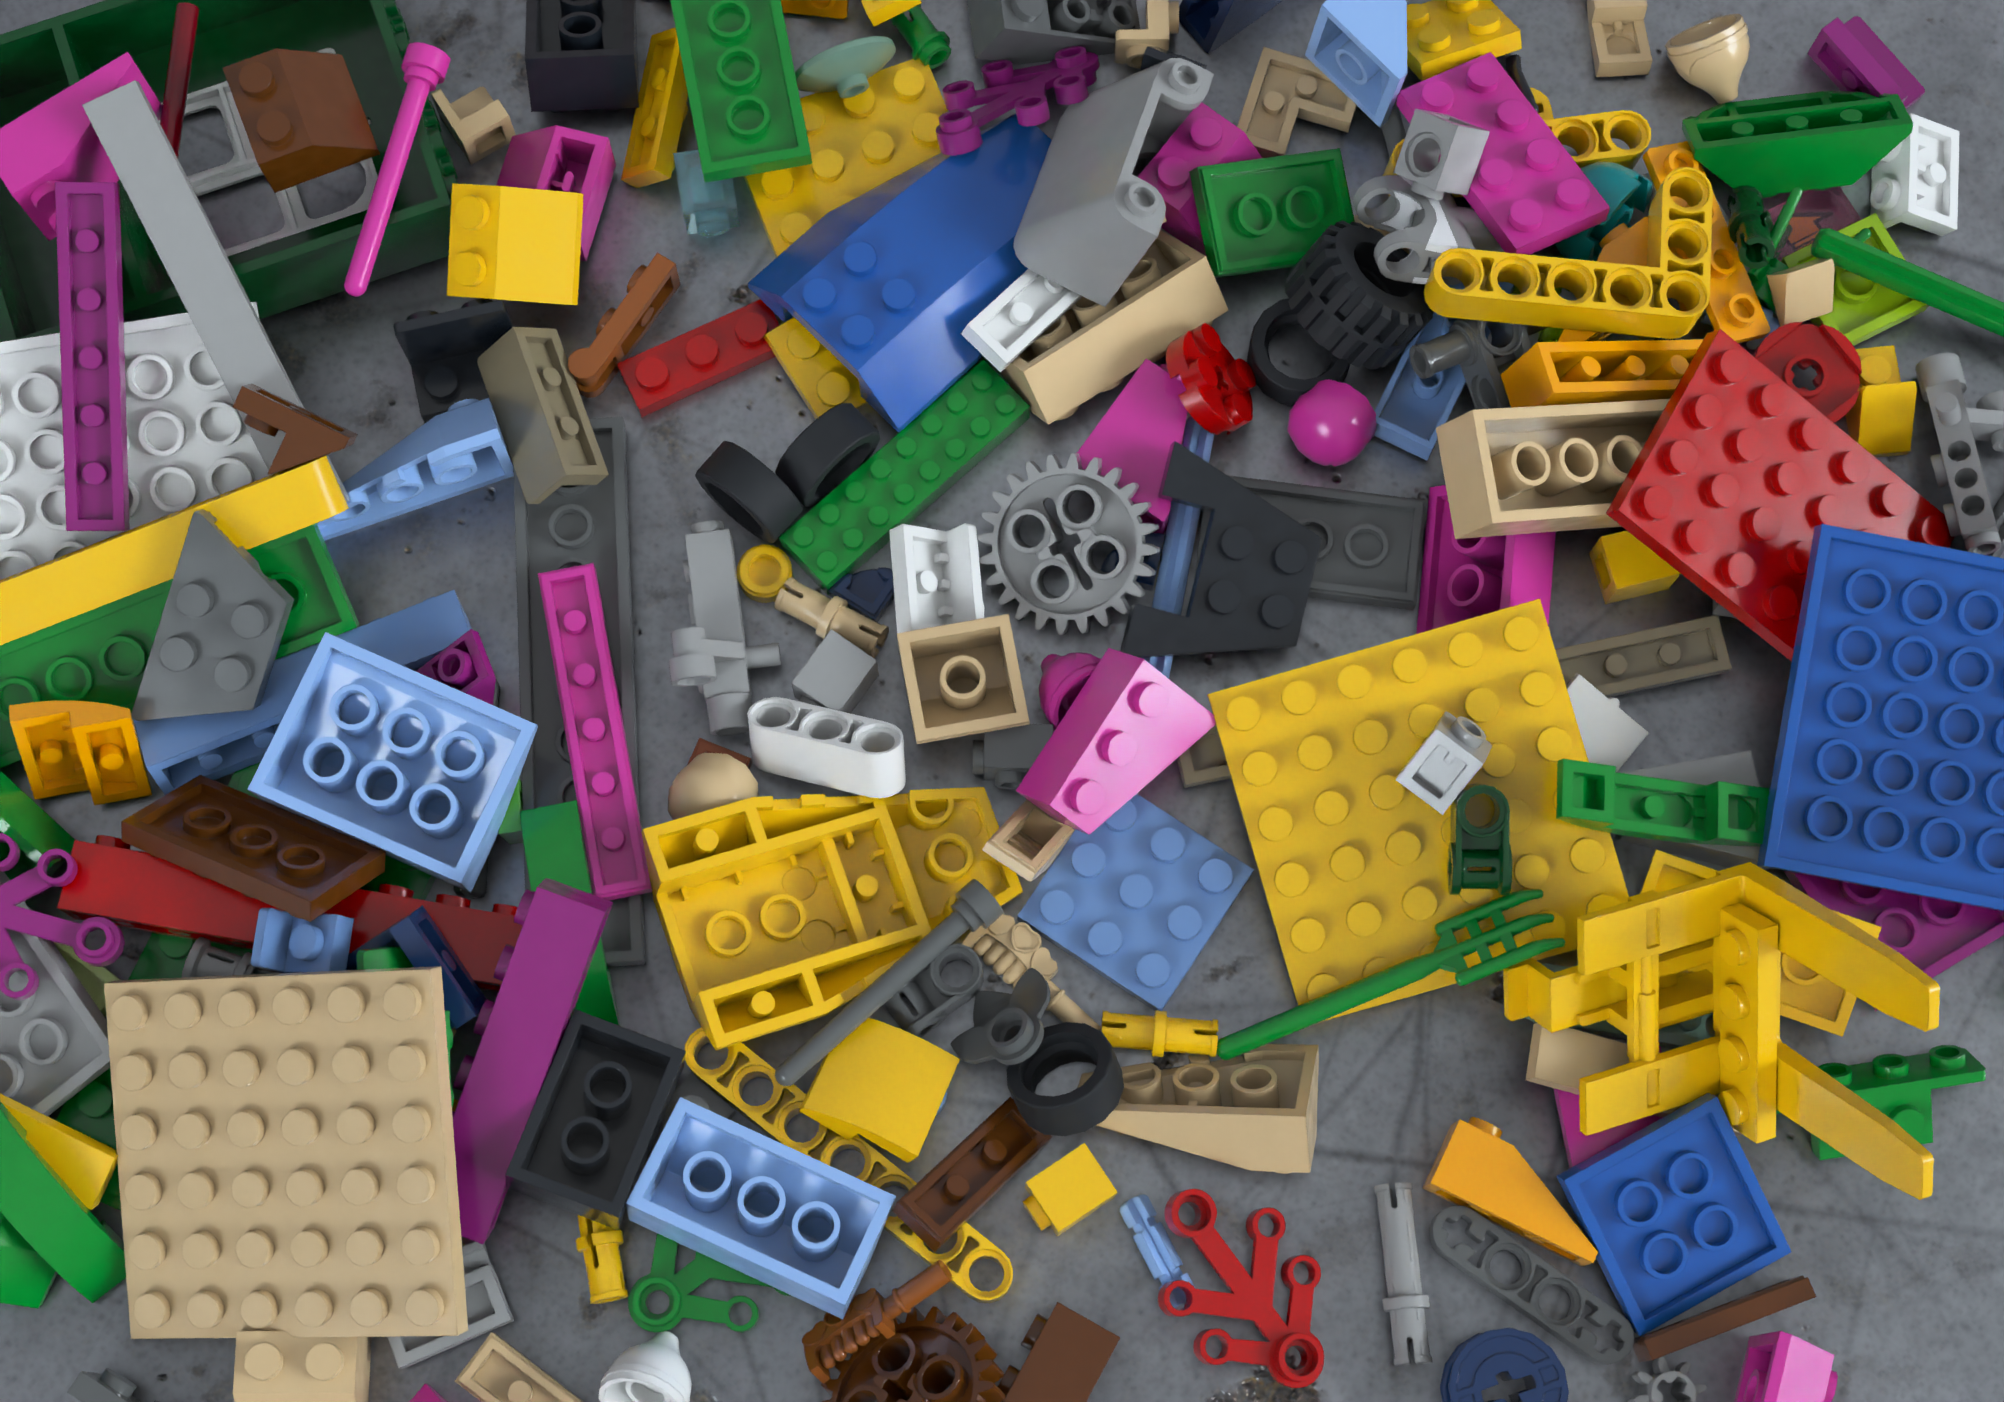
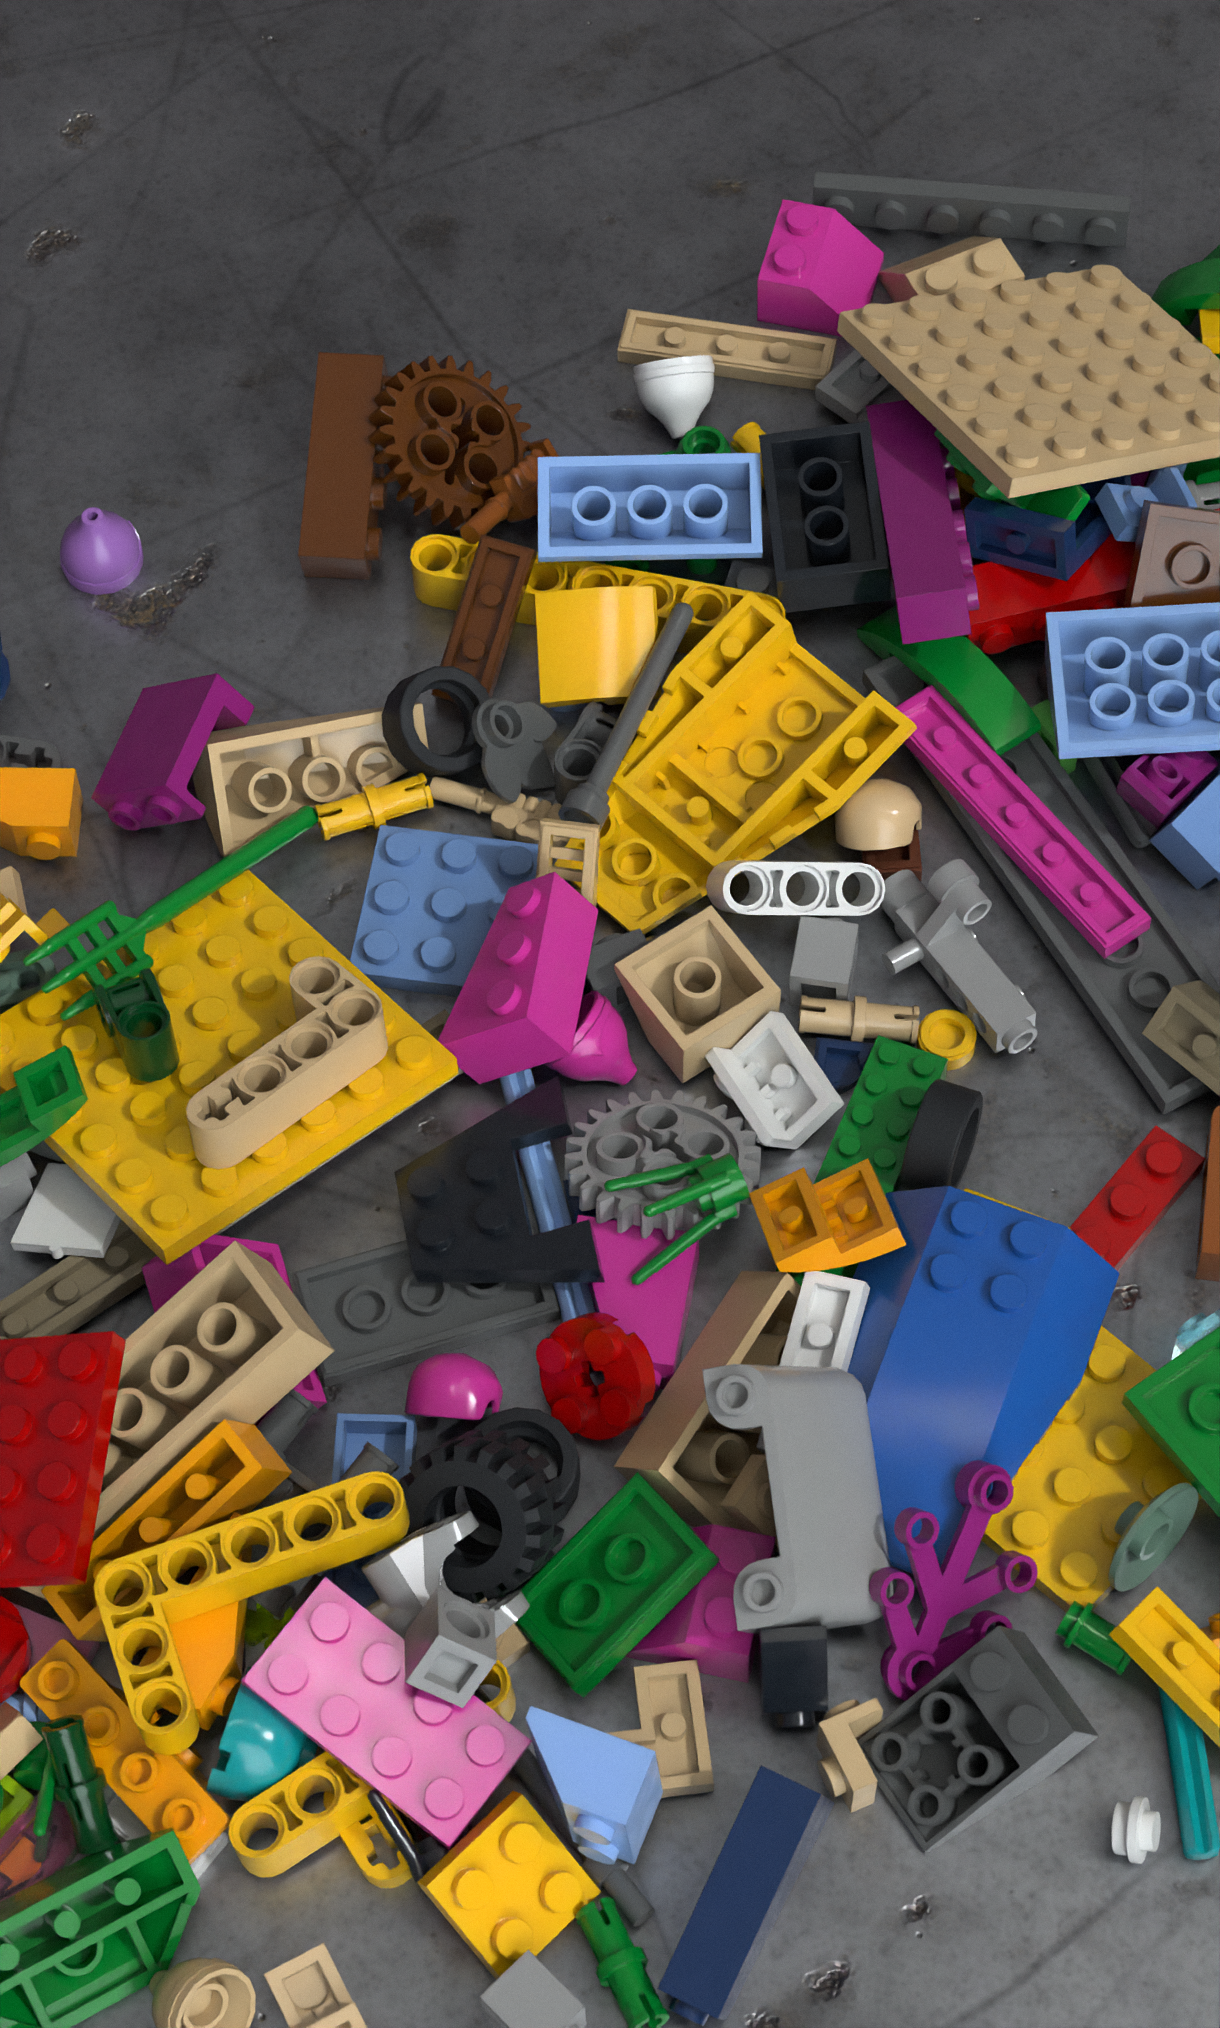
camera: 160 degrees right, 15 degrees down
(748, 491) = (1006, 1067): black tyre -> none
(965, 407) = (826, 1222): none -> light orange slope
(1051, 455) = (715, 1186): none -> green plant
(1068, 1191) = (393, 651): yellow brick -> none
(1154, 1245) = (298, 652): light blue axle -> none
(1250, 1294) = (206, 636): red plant -> none
(1337, 1161) = (160, 748): none -> magenta panel
(1375, 717) = (329, 1046): none -> tan beam
(1403, 1275) = (64, 699): light grey pin -> none
(1446, 761) = (191, 1063): bracket -> none

